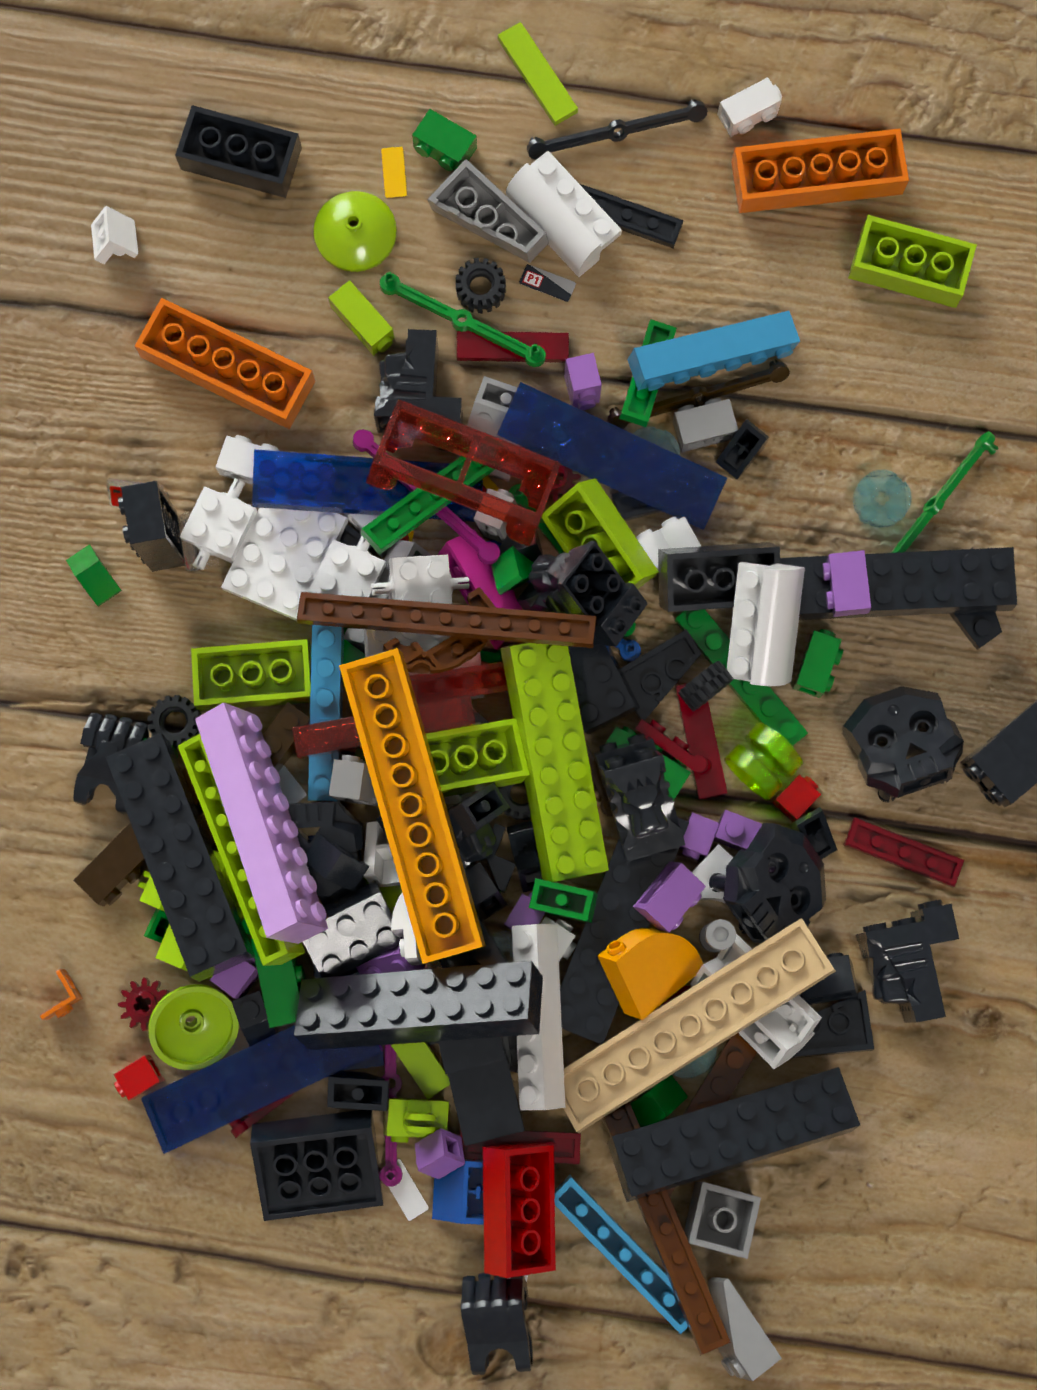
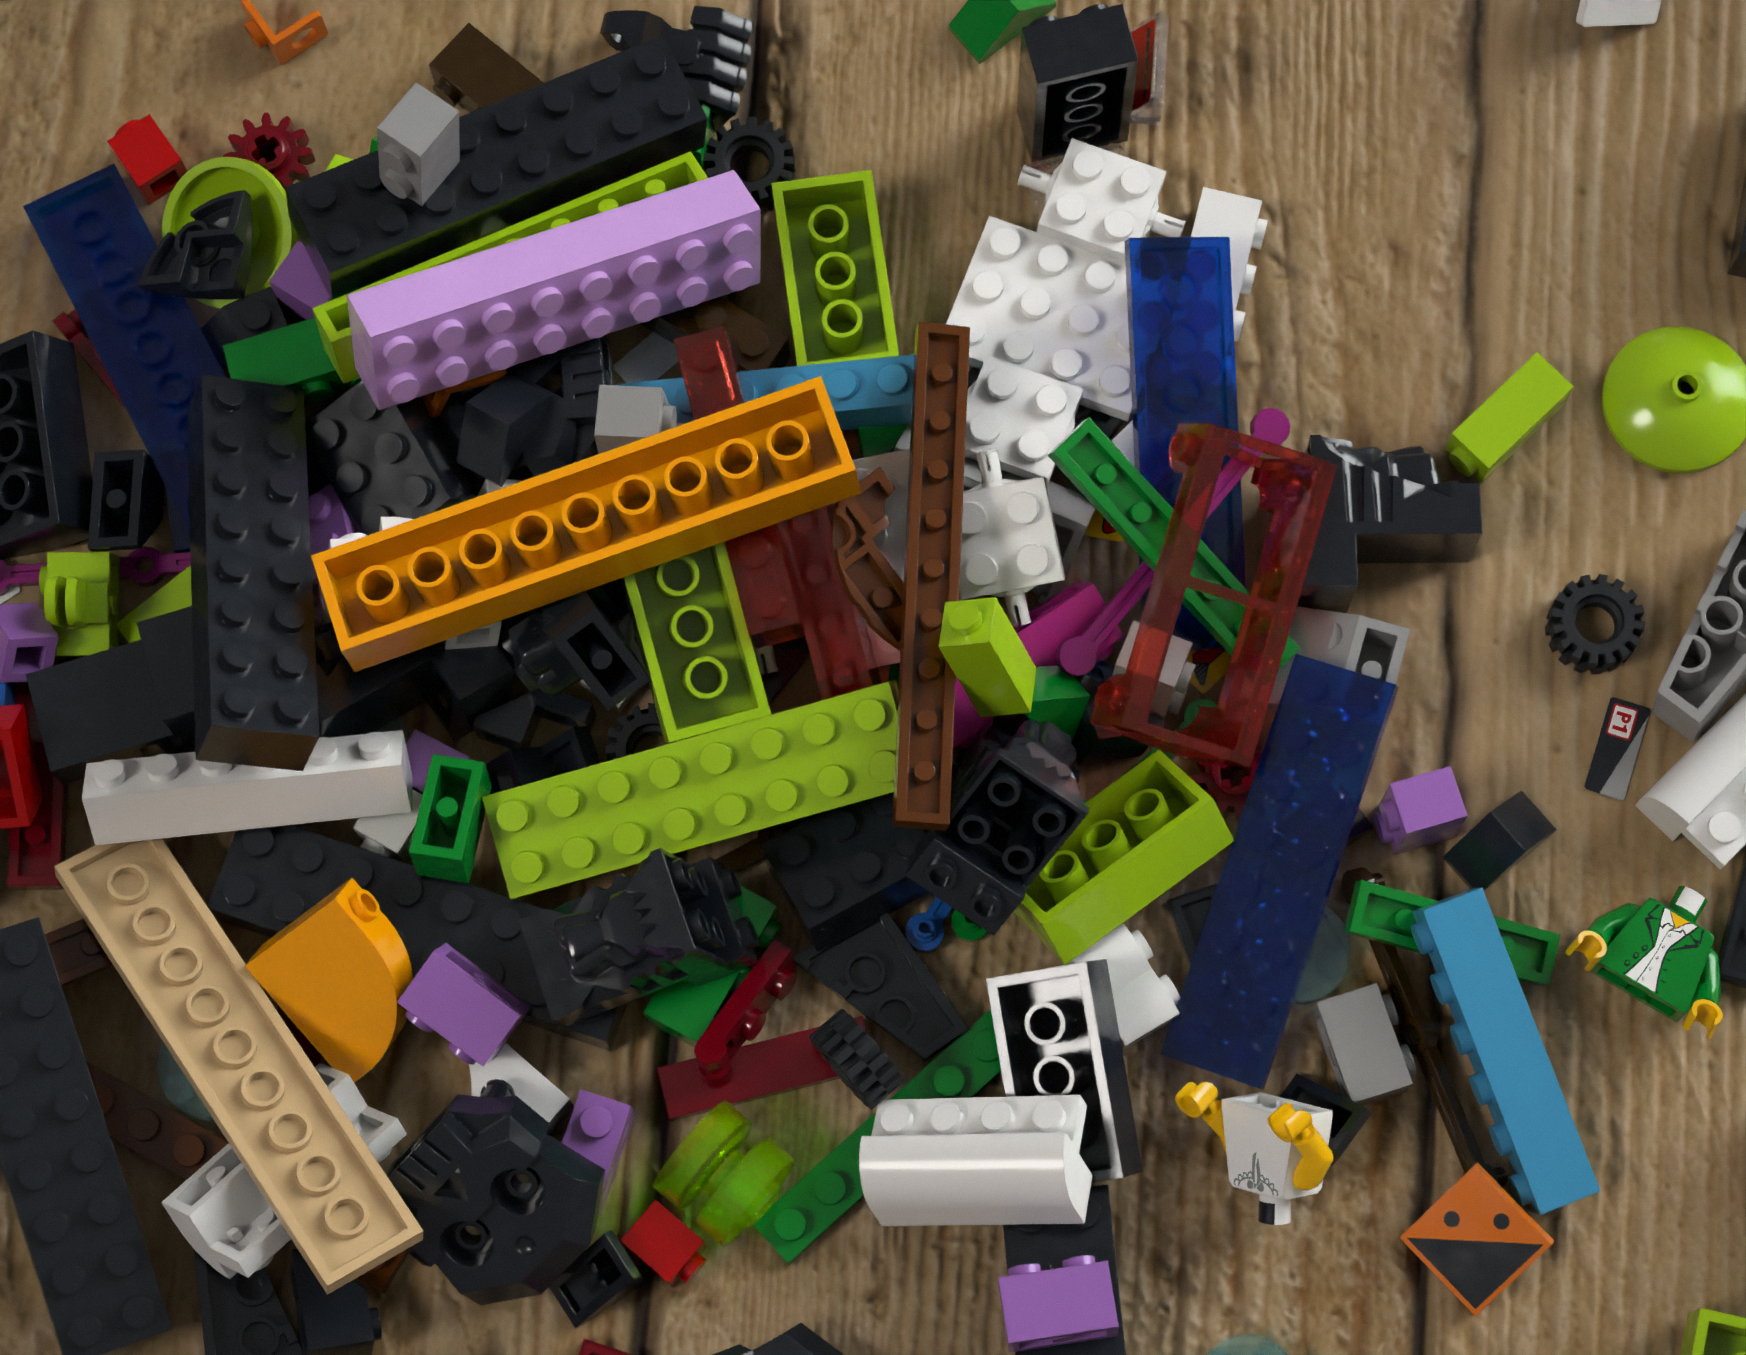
camera: 90 degrees right, 5 degrees down
(177, 892) = (418, 145): none -> light grey brick
(207, 1039) = (207, 255): none -> black brick
(225, 363) = (1395, 190): orange brick -> none
(476, 348) = (1484, 691): dark red tile -> none
(498, 591) = (987, 657): none -> lime brick
(534, 355) = (1465, 722): green piece -> none
(597, 339) = (1499, 842): none -> black slope
(658, 1101) = (114, 1019): green slope -> none
(666, 269) = (1658, 957): none -> green torso
(698, 836) = (585, 1064): medium lavender brick -> none
(717, 935) = (399, 1095): light grey wheel -> none
(758, 475) = (1269, 1144): none -> torso
(809, 376) = (1476, 1239): none -> tile
(817, 663) = (919, 1275): green brick -> none

